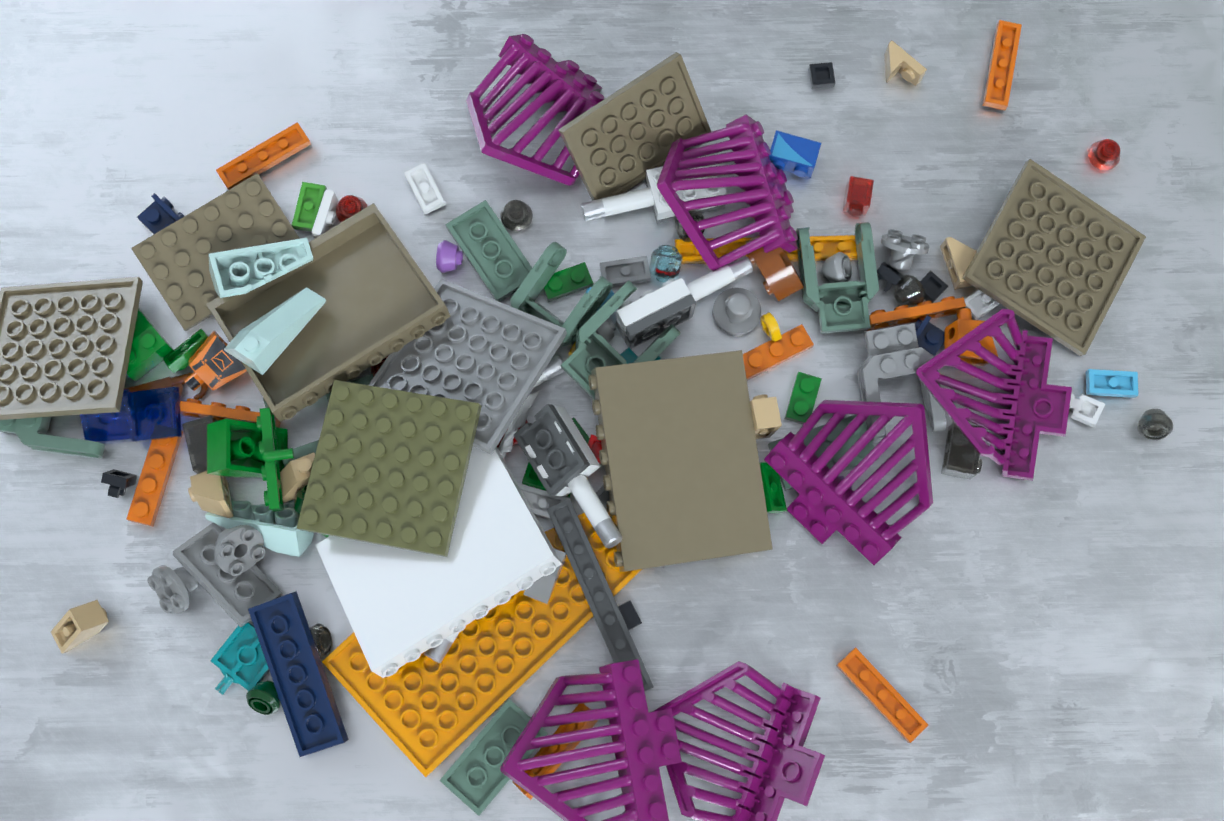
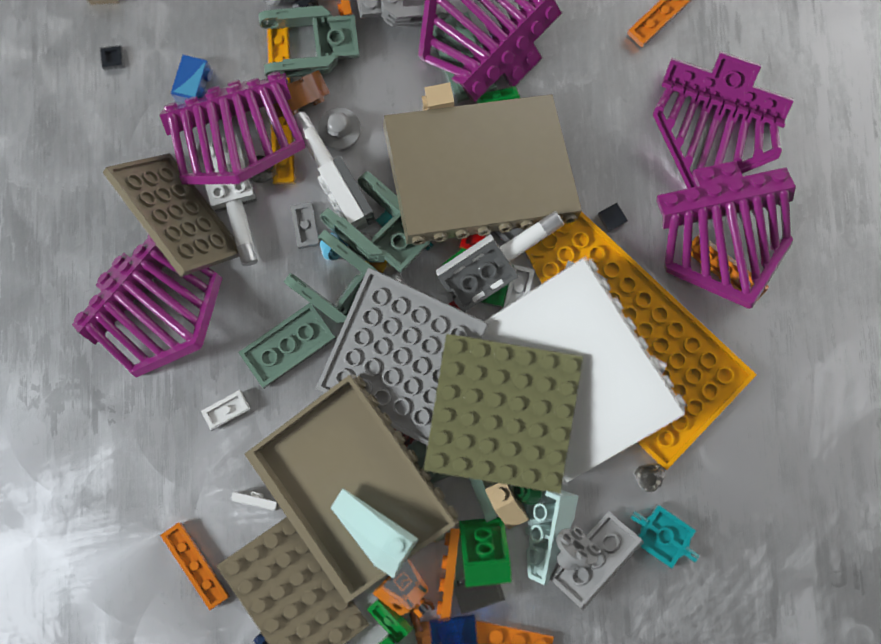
camera: 85 degrees left, 5 degrees up
(172, 587) = (611, 608): light grey plate -> none
(211, 493) = (525, 581): tan slope -> none
(250, 267) = (314, 559): light aqua wedge -> none
(263, 698) = (700, 517): dark green cone -> none
(271, 455) = (505, 526): green plate -> none
(298, 674) = (680, 487): dark blue plate -> none
(308, 206) = (245, 517): bright green plate -> none
(349, 206) = (241, 482): clear red cone -> none
(448, 256) = (294, 383): medium lavender cone -> none
(477, 772) = (743, 328): sand green plate -> none
(516, 215) = (250, 331): clear smoke cone -> none
(568, 282) = (314, 275): green plate -> none
(595, 586) = (591, 239): dark grey plate -> none
(665, 263) = (298, 188): clear light blue head -> none
(770, 326) = (354, 98): yellow tile -> none
(774, 353) = (373, 93): orange plate -> none
(802, 398) = (416, 73): green plate -> none
(837, 268) = (299, 43): light grey cone -> none
(858, 196) = (231, 25): clear red brick -> none

